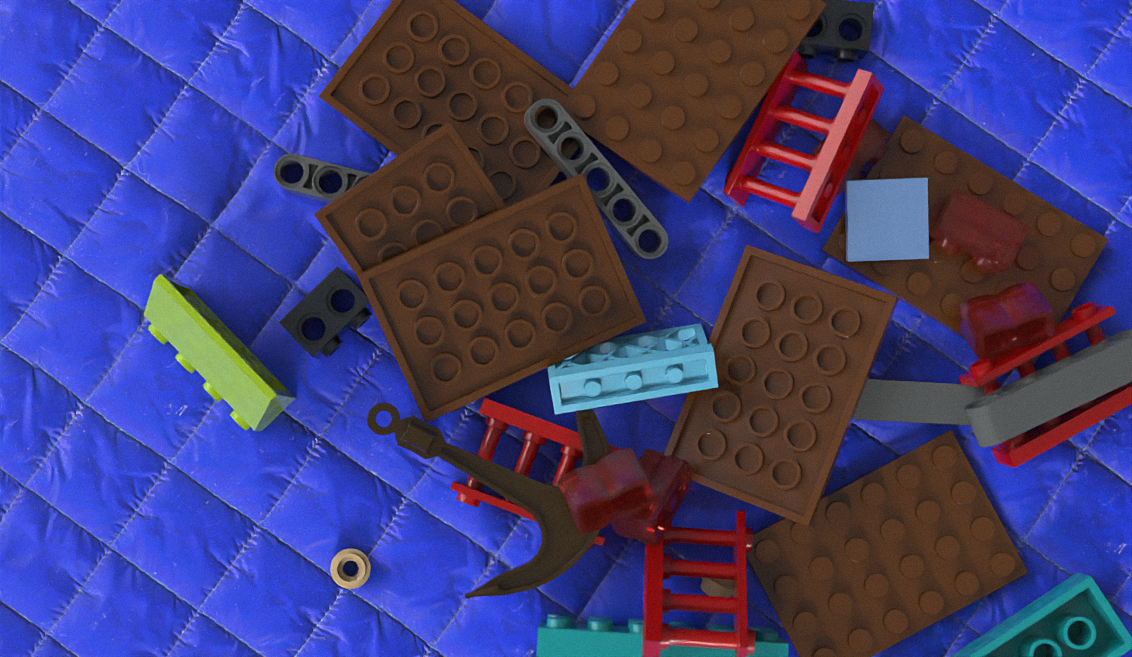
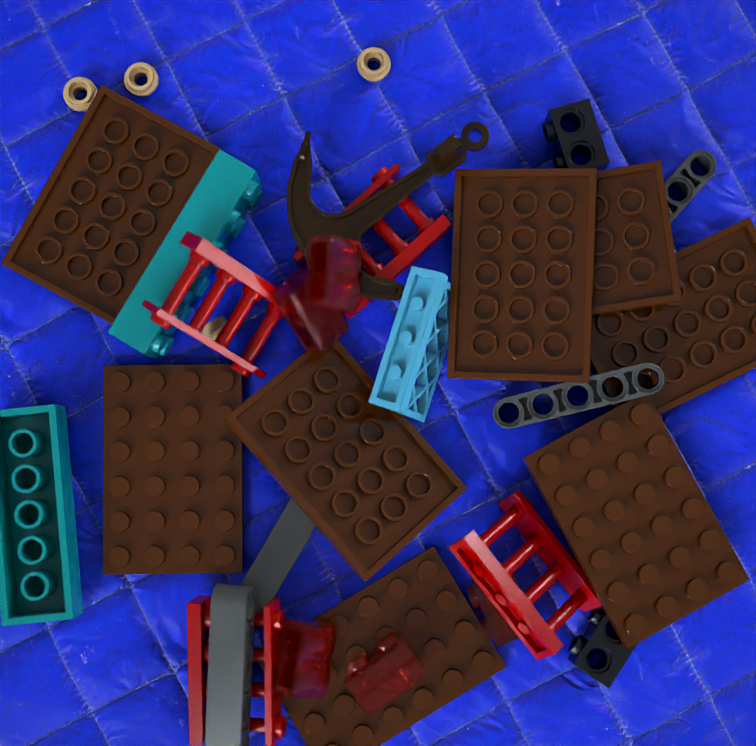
camera: 115 degrees right, 0 degrees up
(215, 353) = (589, 41): lime slope -> none
(886, 219) = (431, 607): medium blue tile -> none

